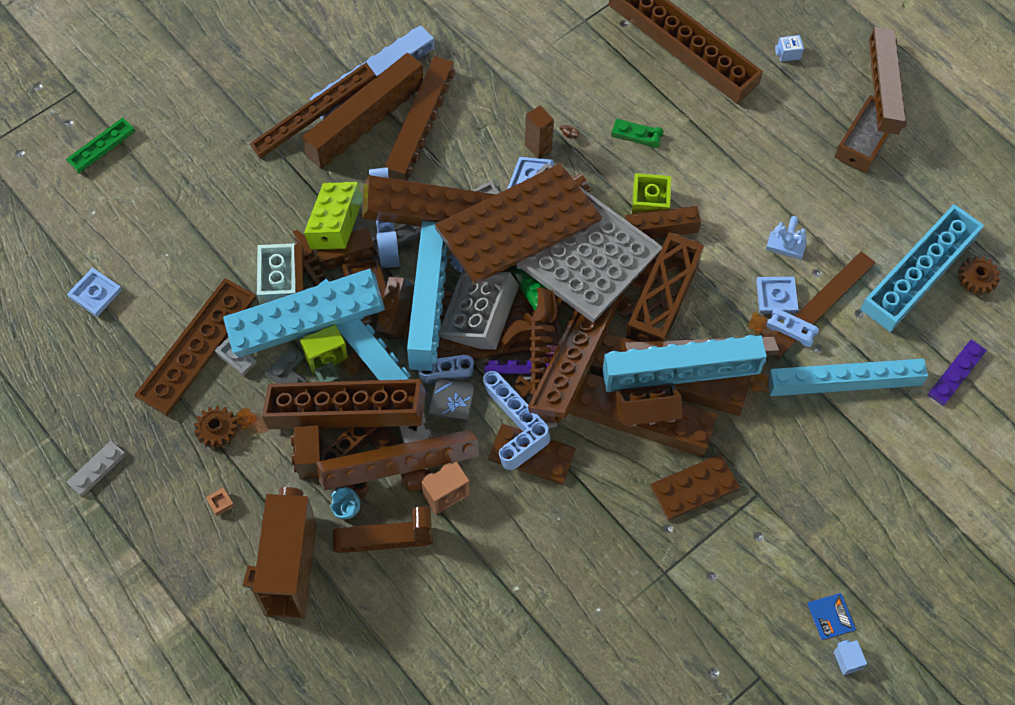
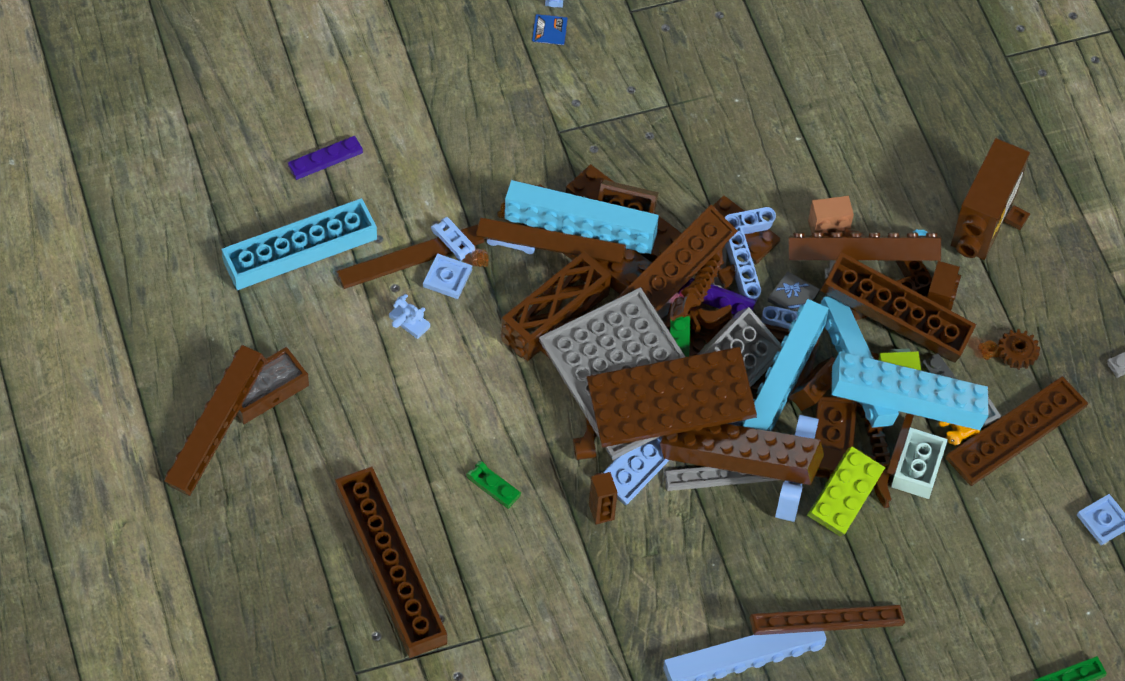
camera: 160 degrees left, 5 degrees down
(219, 501) = (1031, 287): nougat plate -> none
(363, 110) = (787, 594): reddish brown brick -> none
(386, 536) = (892, 206): reddish brown beam -> none
(420, 118) = (714, 580): reddish brown brick -> none
(569, 130) = (563, 509): reddish brown plant -> none
(650, 193) = (518, 404): lime brick -> none
(660, 223) = (520, 377): reddish brown brick -> none
(694, 487) = (611, 154): reddish brown plate -> none
(789, 48) = (283, 511): light blue brick -> none
(847, 377) = (429, 182): medium azure brick -> none
(978, 275) = (249, 222): reddish brown gear -> none

